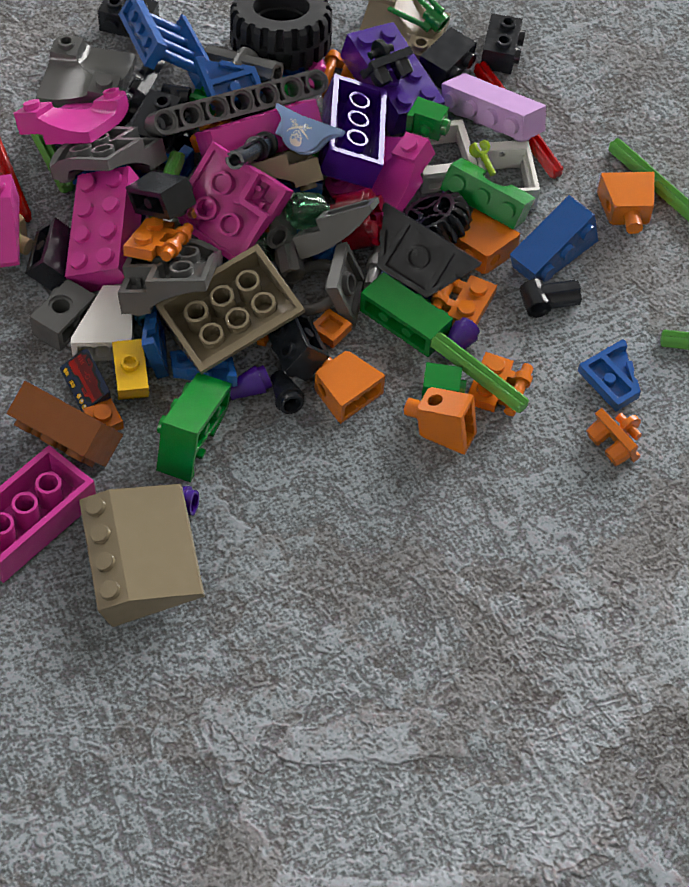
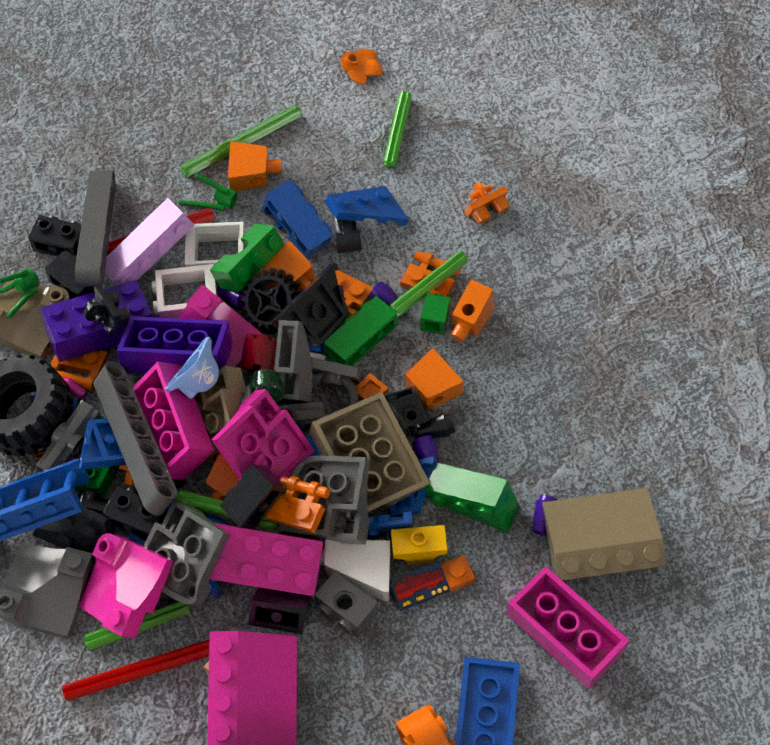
camera: 80 degrees left, 5 degrees up
(63, 426) = (483, 593): dark orange brick -> none
(253, 150) = (217, 410): black pin -> none
(428, 119) = (163, 291): green brick -> none
(477, 153) = (201, 254): lime hand -> none
(509, 62) = (95, 229): none -> dark grey beam
(581, 180) = (224, 196): none -> green plant
(587, 309) = (367, 203): none -> blue wing
(612, 375) = (427, 199): blue wing -> none

